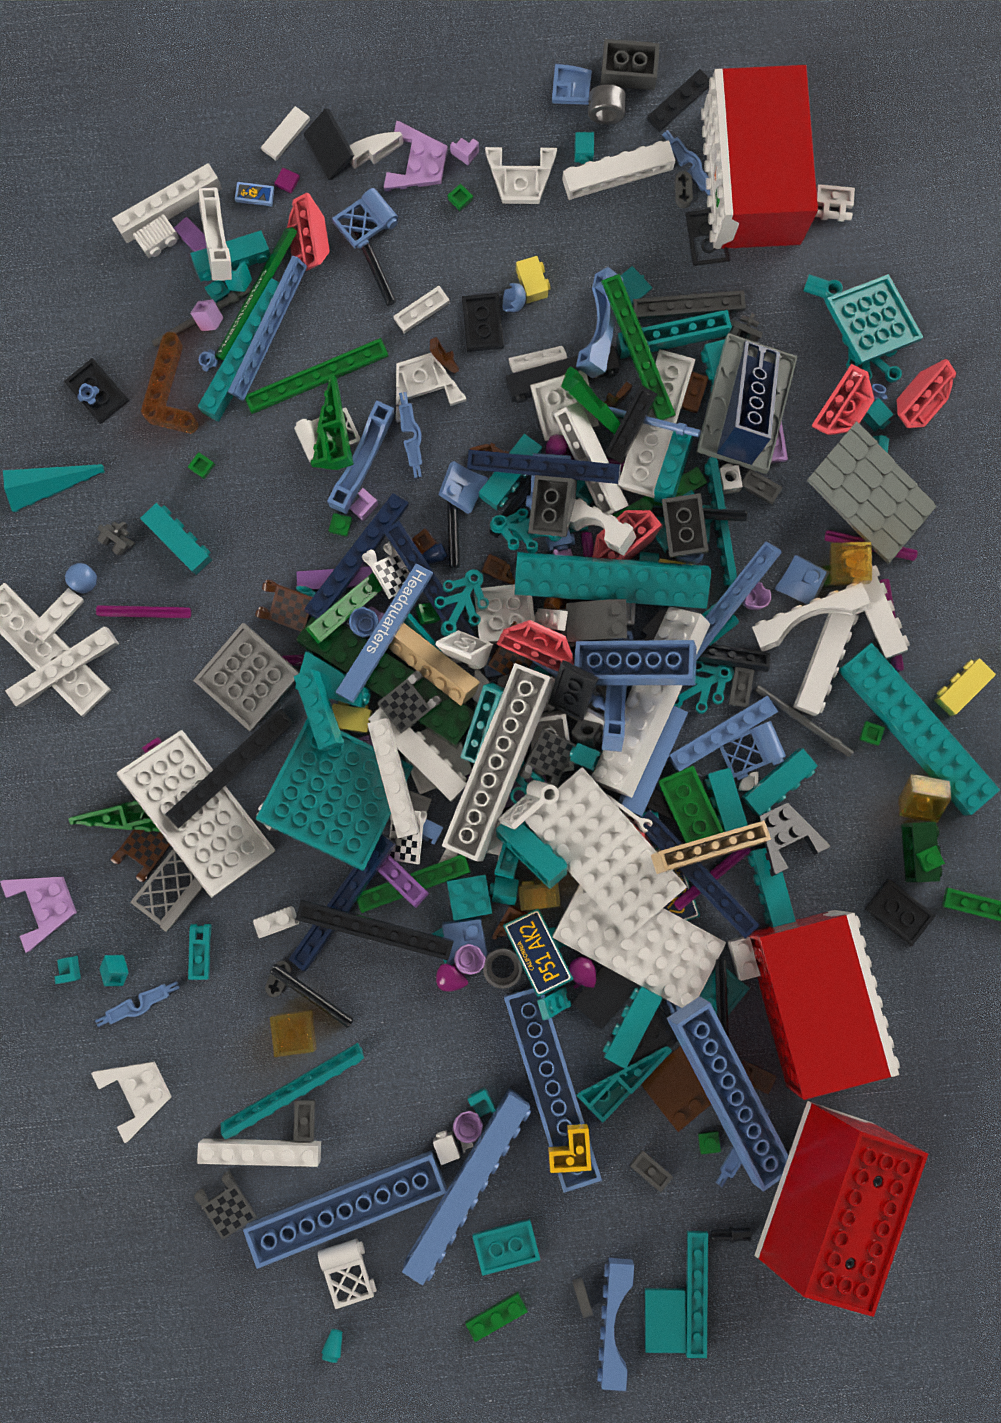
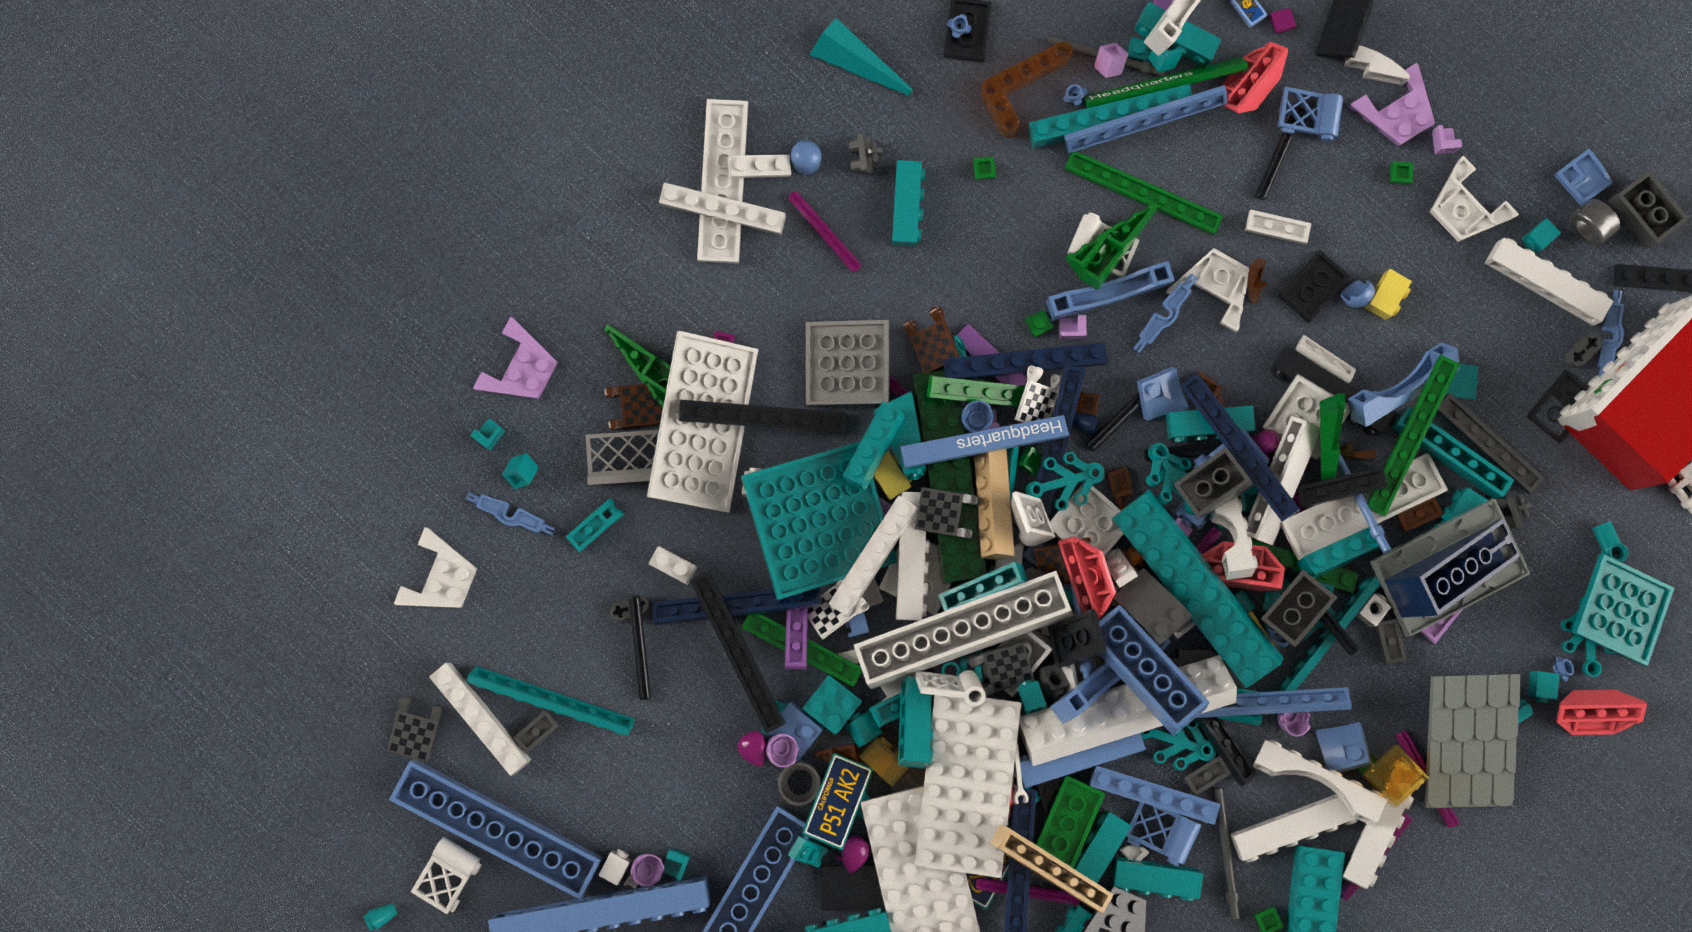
camera: 50 degrees right, 0 degrees up
(293, 1033) = (597, 660): clear yellow brick -> none
(847, 403) = (1529, 651): coral wedge -> none

